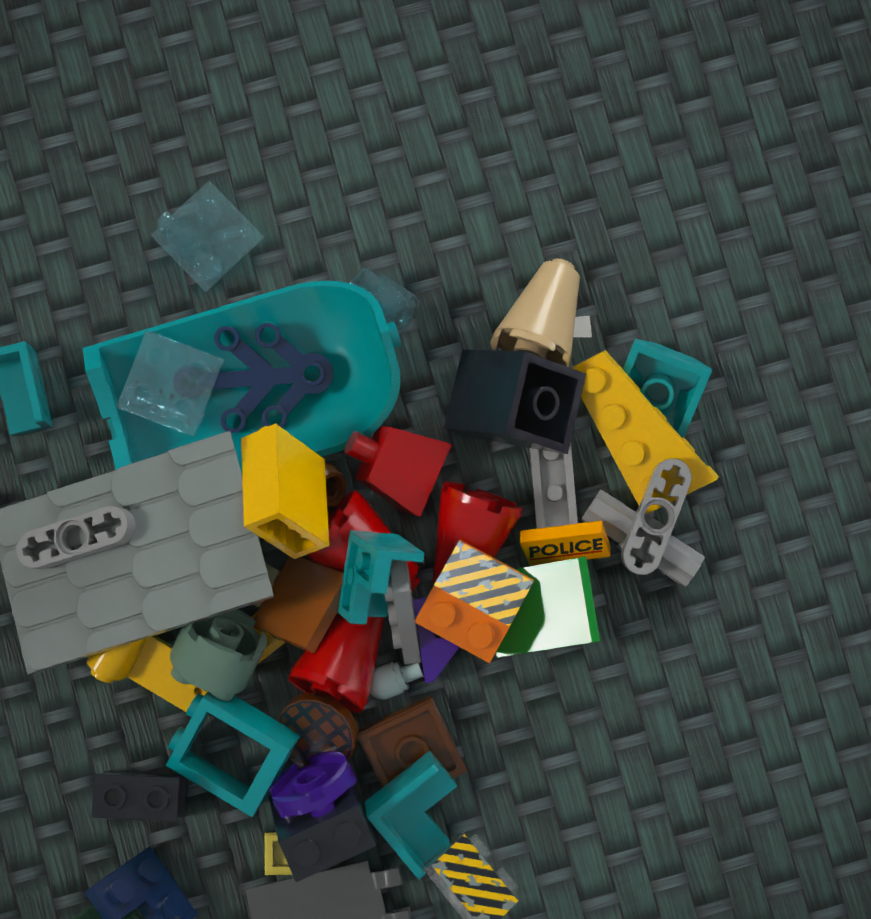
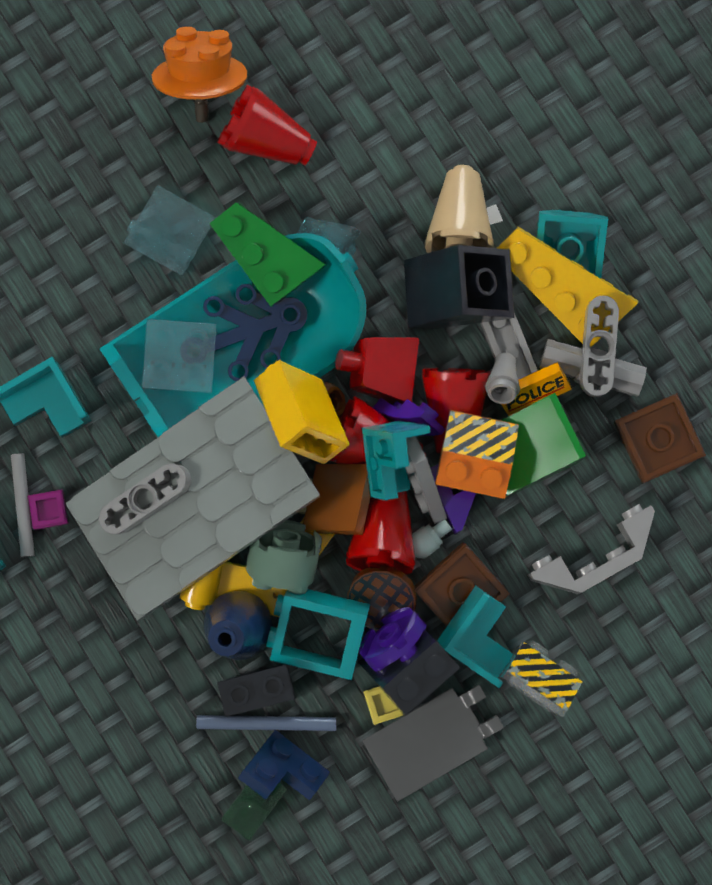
camera: 20 degrees left, 0 degrees up
(140, 714) = (237, 625): none -> dark blue cone
(144, 835) = (266, 723): none -> sand blue bar
(293, 60) = (199, 68): none -> orange piece
(302, 296) = (265, 254): none -> green wing
(349, 154) = (265, 130): none -> red cone
(412, 529) = (411, 413): none -> dark purple slope
(532, 523) = (503, 380): none -> light grey cone
(634, 741) = (635, 531): none -> light grey slope
(696, 643) = (659, 438): none -> reddish brown tile

